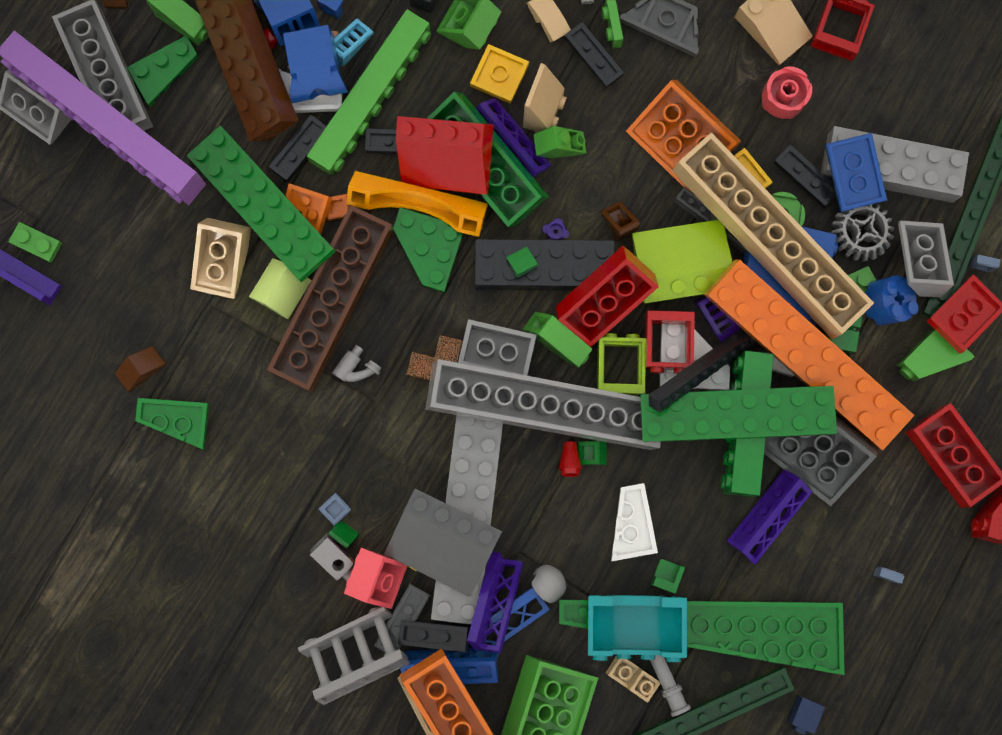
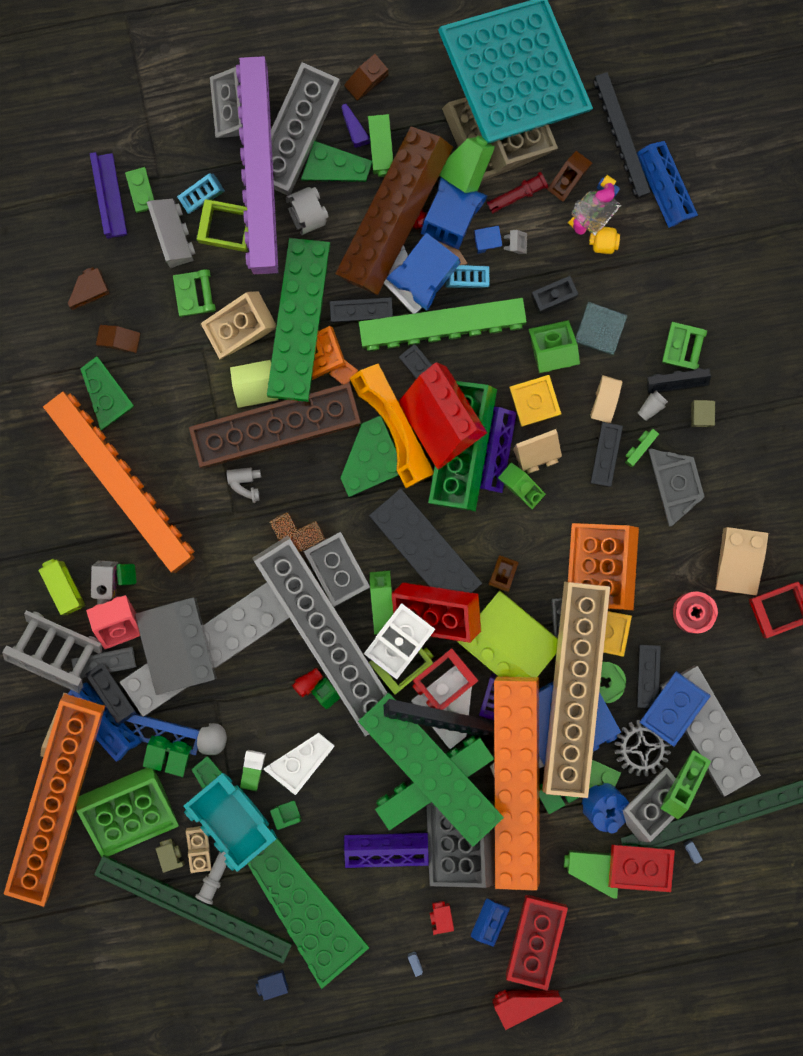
camera: 55 degrees right, 5 degrees up
(75, 356) = (88, 288): none -> reddish brown slope
(91, 245) = (171, 232): none -> light grey slope
(93, 186) = (218, 189): none -> medium azure slope
(115, 183) = (205, 224): none -> lime window
(149, 26) = (357, 133): none -> dark purple slope
(157, 279) = (187, 294): none -> bright green plate
(176, 119) = (306, 210): none -> light grey brick
(258, 470) = (120, 484): none -> orange brick
(304, 598) = (61, 587): none -> lime window
(335, 509) = (138, 553): sand blue tile -> none
(486, 603) = (163, 708): dark purple fence -> none
(522, 262) = (411, 533): green slope -> none
(539, 626) = (157, 751): none -> green piece
(557, 225) = (454, 530): dark purple plate -> none
(604, 571) = (252, 770): none -> leg
(605, 347) = (399, 641): none -> white bracket
(617, 708) = (169, 855): none -> olive brick
(868, 518) = (441, 917): none -> red brick
(903, 482) = (490, 922): none -> blue slope
(930, 216) = (685, 785): none -> bright green slope

